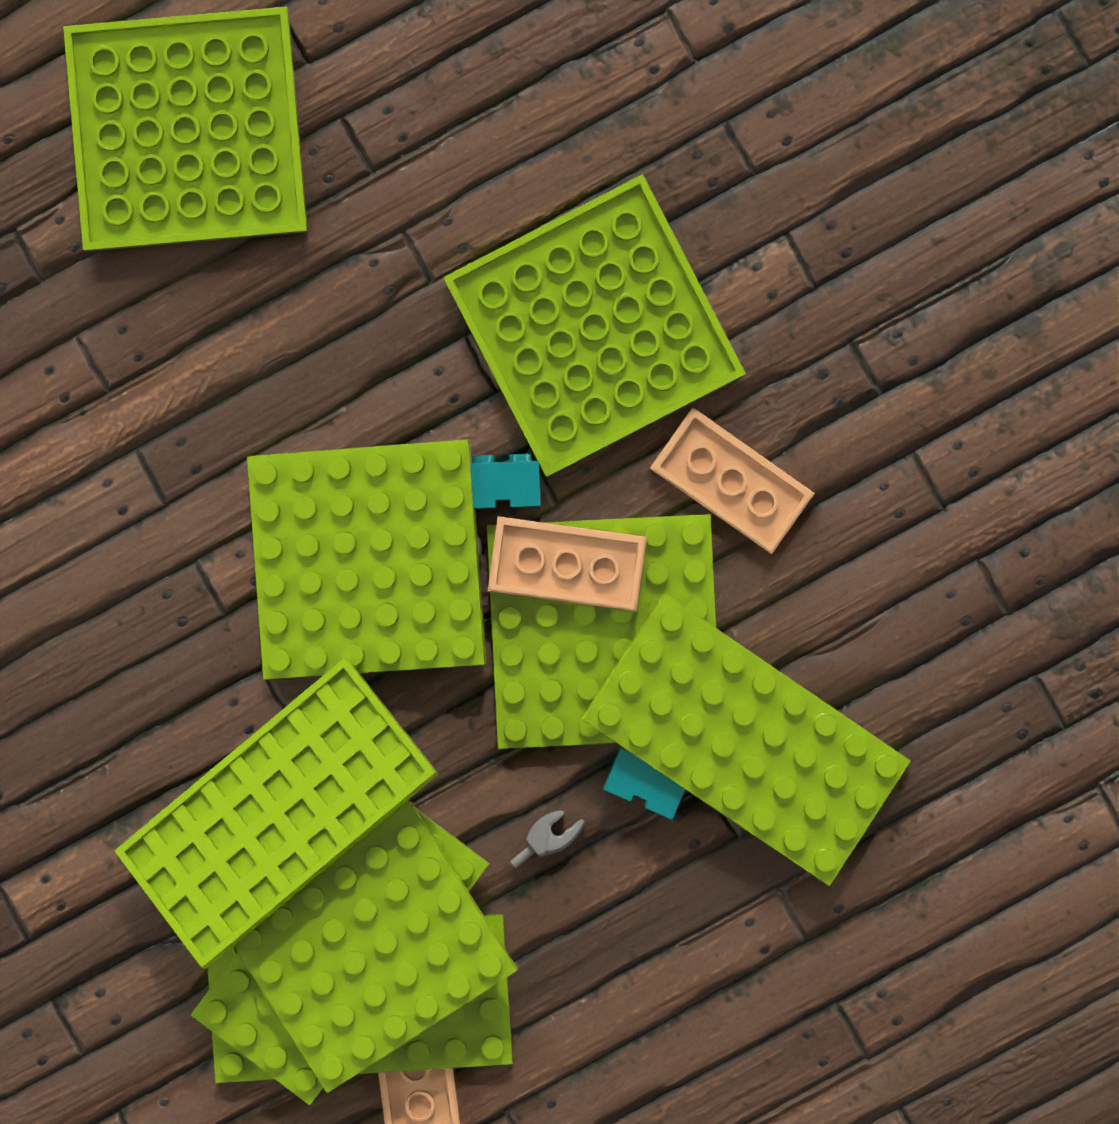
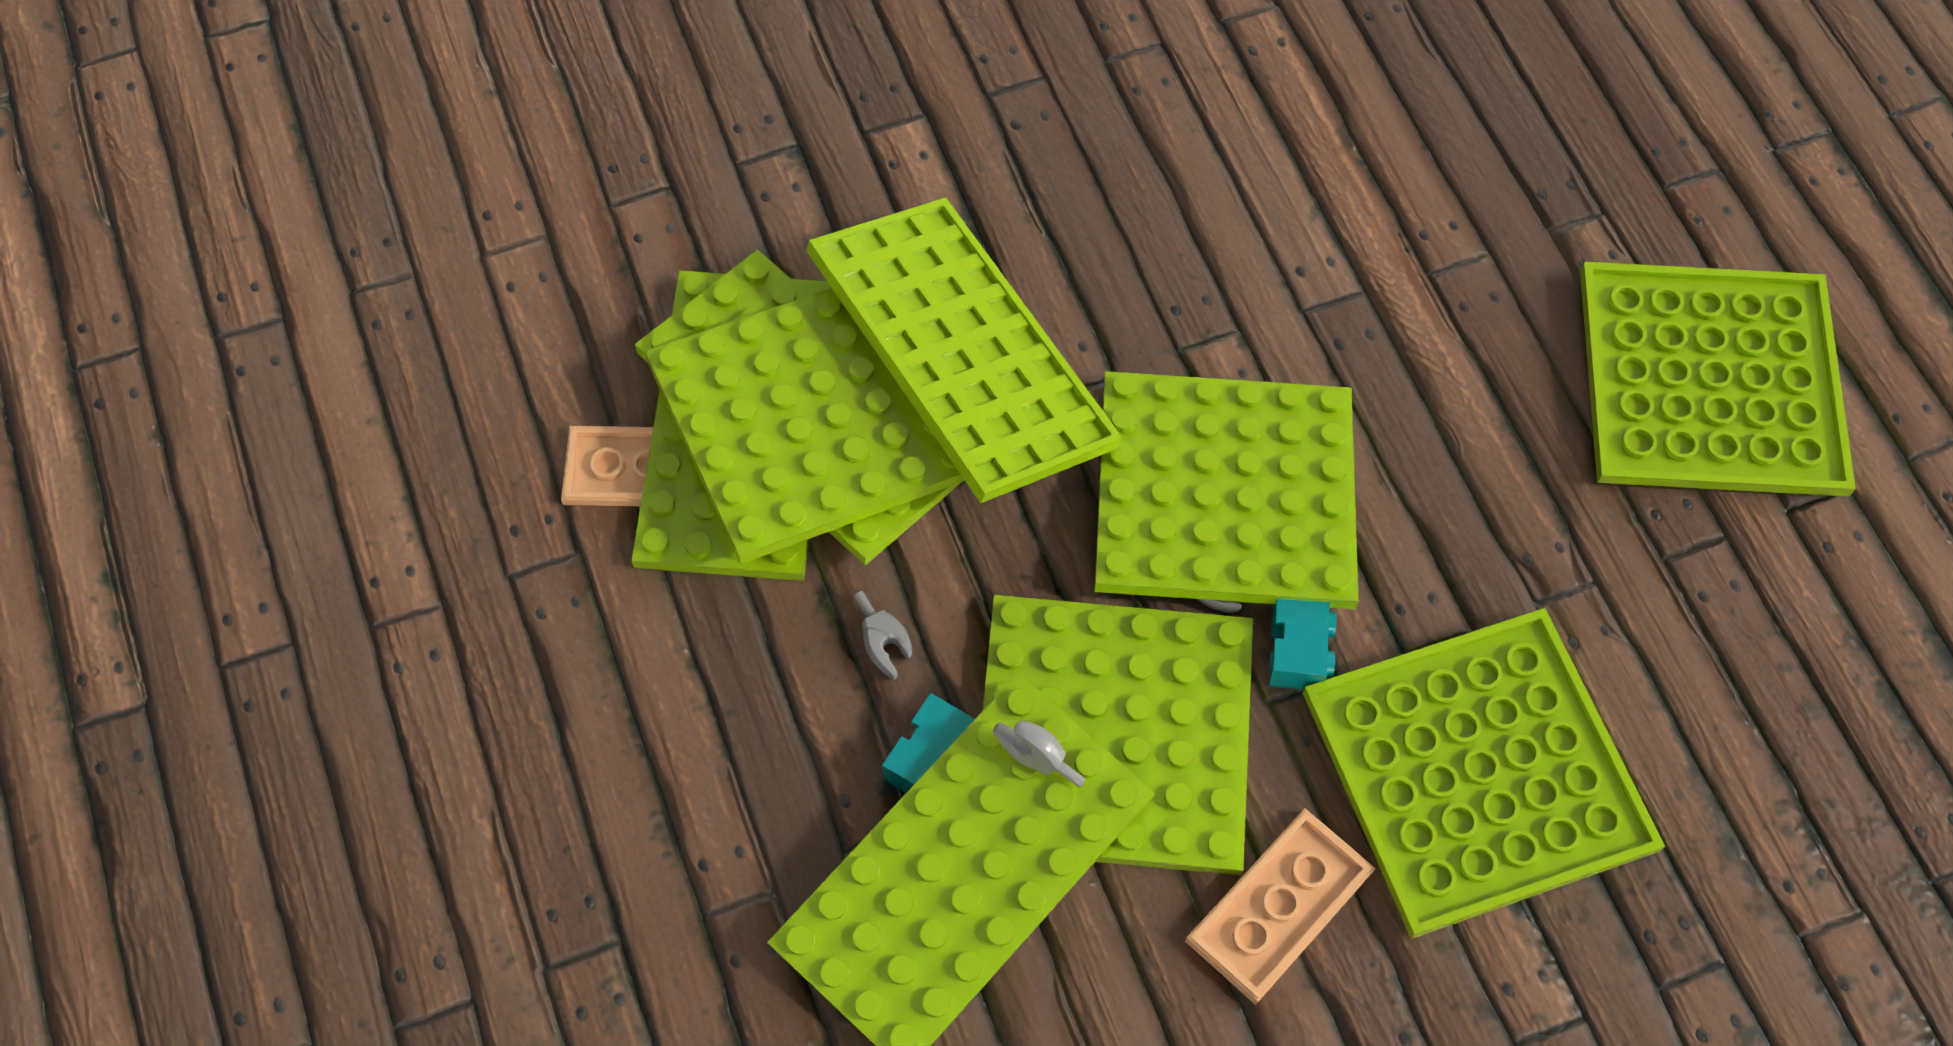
camera: 95 degrees right, 25 degrees down
(567, 563) = (1201, 694): light nougat tile -> none
(654, 696) = (1036, 749): none -> light grey hand

